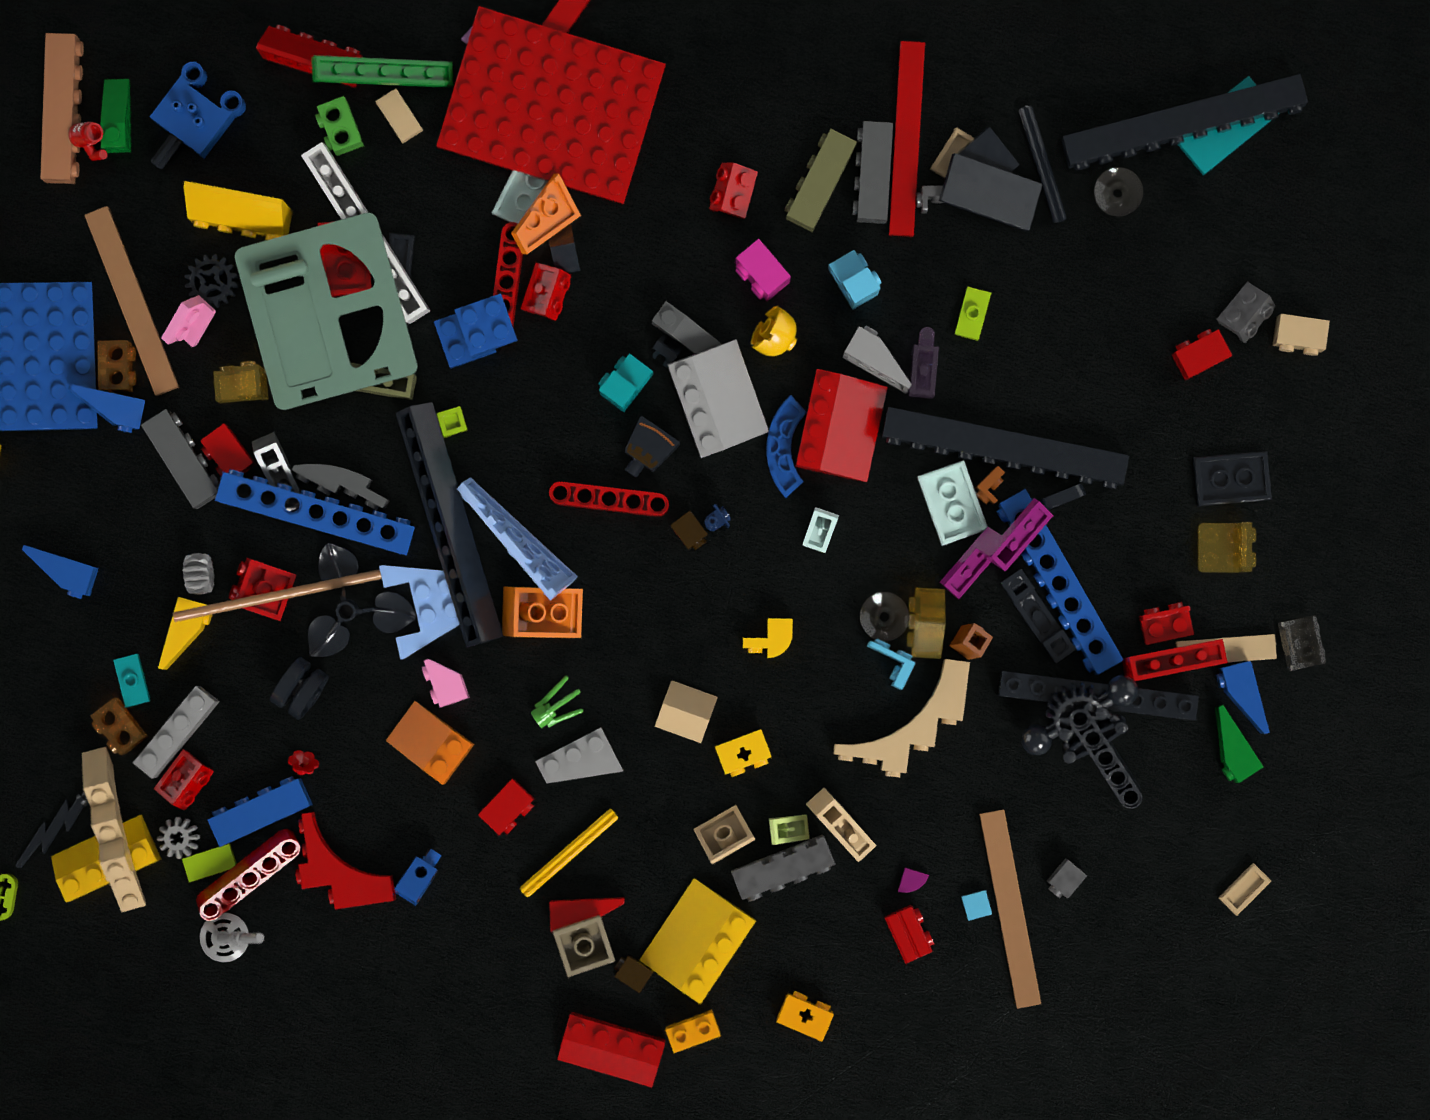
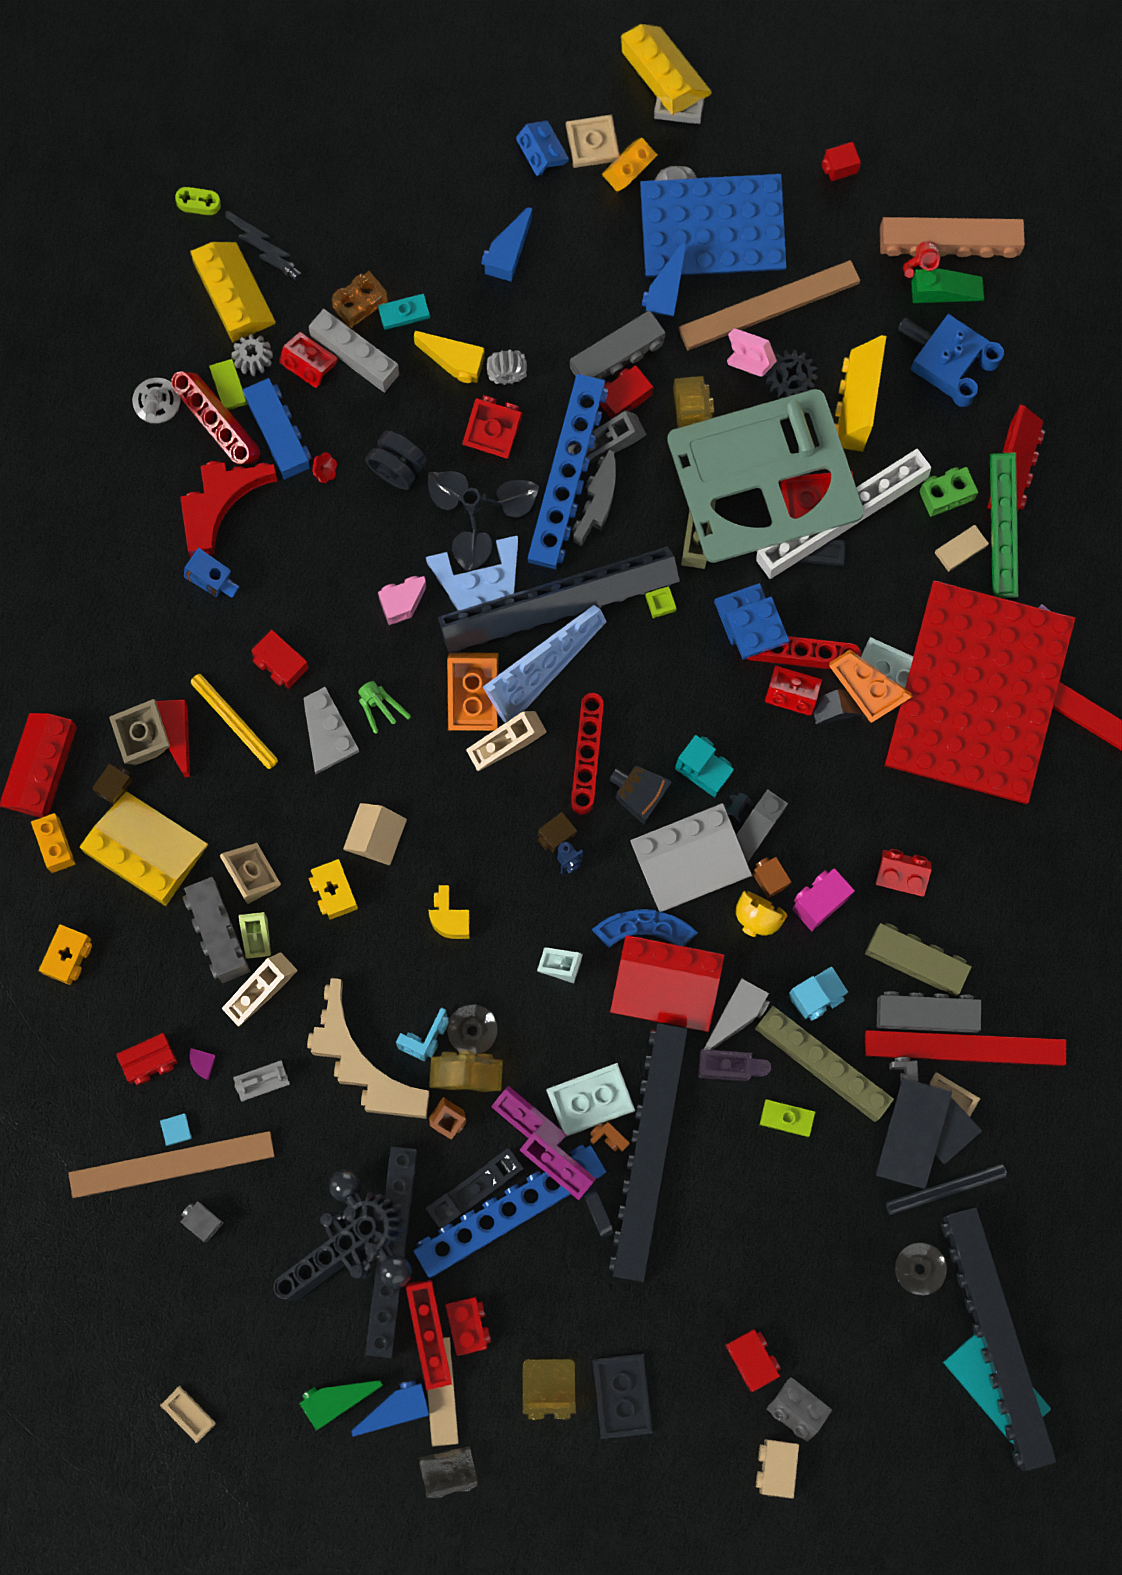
camera: 85 degrees right, 10 degrees down
(108, 367) = (704, 283): clear orange brick -> none
(109, 829) = (263, 282): tan arch -> none
(276, 595) = (486, 437): medium nougat piece -> none
(429, 743) = (342, 587): orange slope -> none
(593, 579) = (506, 739): none -> tan slope
(736, 320) = (771, 876): none -> dark orange brick
(922, 275) = (824, 1064): none -> olive brick
(930, 822) = (261, 1081): none -> light grey hinge

